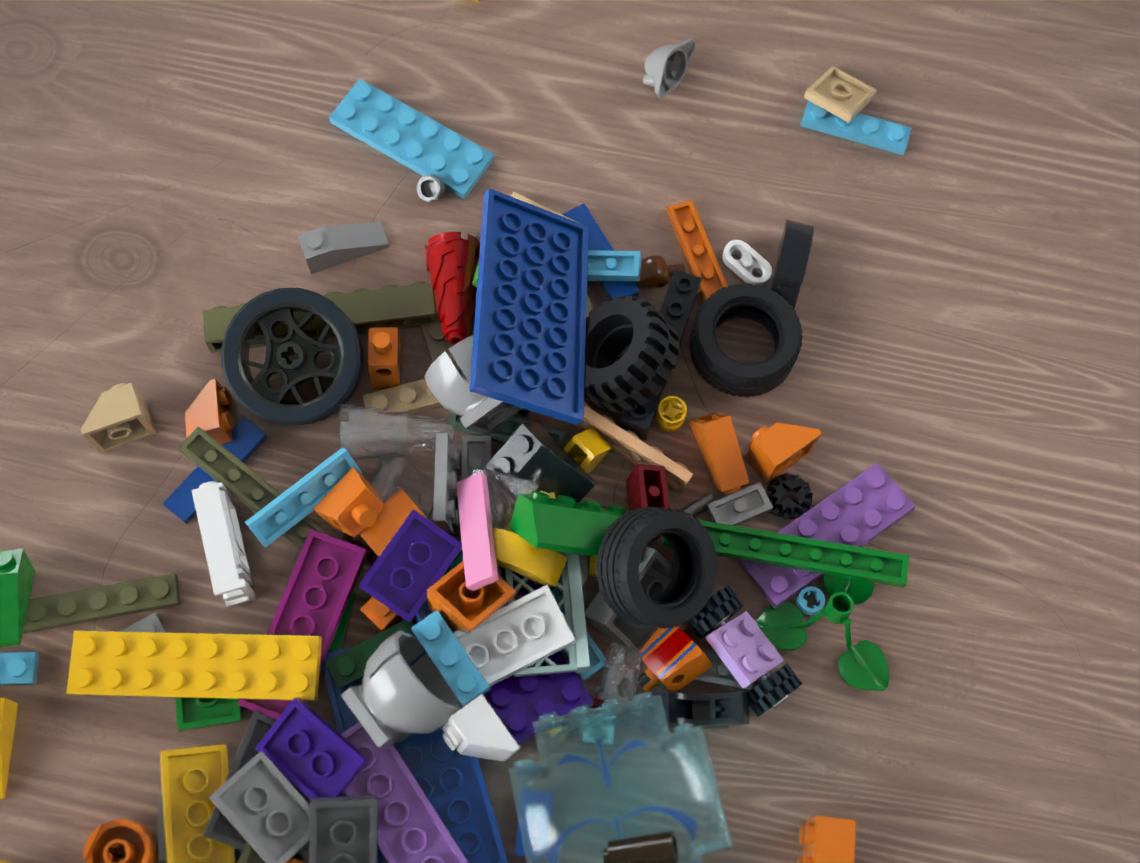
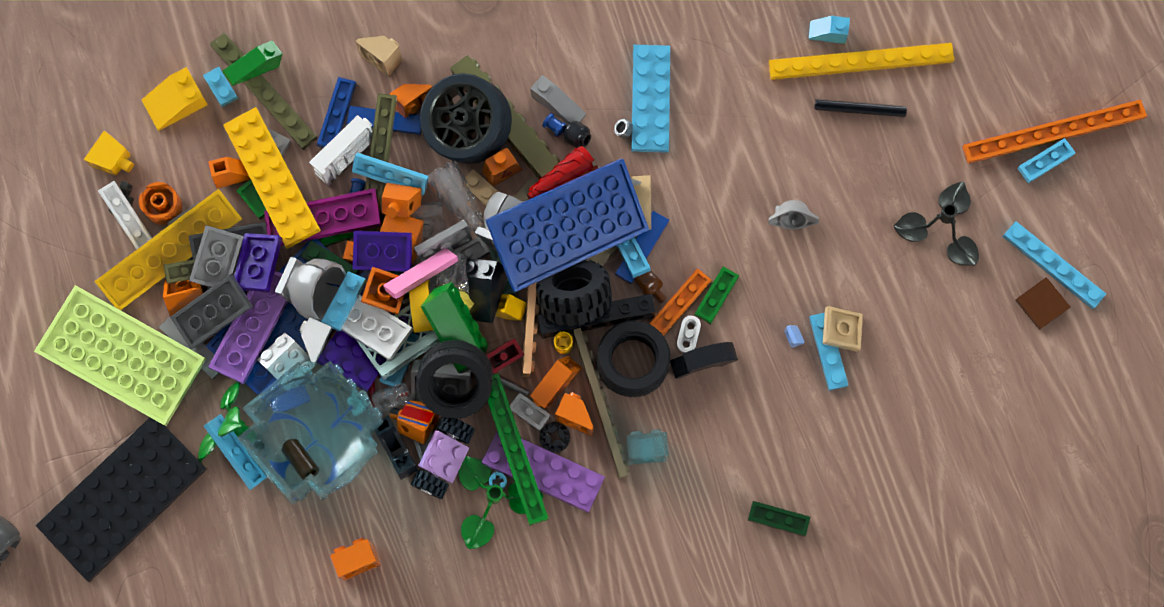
camera: 65 degrees right, 5 degrees up
(142, 725) = (227, 171): none -> orange slope
(160, 529) = (337, 111): none -> blue tile
(285, 557) = (357, 185): none -> blue bush
(371, 264) = (554, 124): none -> blue bush
(402, 244) = (576, 134): none -> black head
(477, 795) = (283, 356): none -> white bracket
(713, 206) = (716, 295): none -> green tile
(767, 411) = (604, 411): none -> dark tan plate
(816, 153) = (794, 336): none -> light blue slope
(872, 386) = (647, 447): none -> clear light blue brick
(1037, 292) = (779, 518): none -> dark green plate

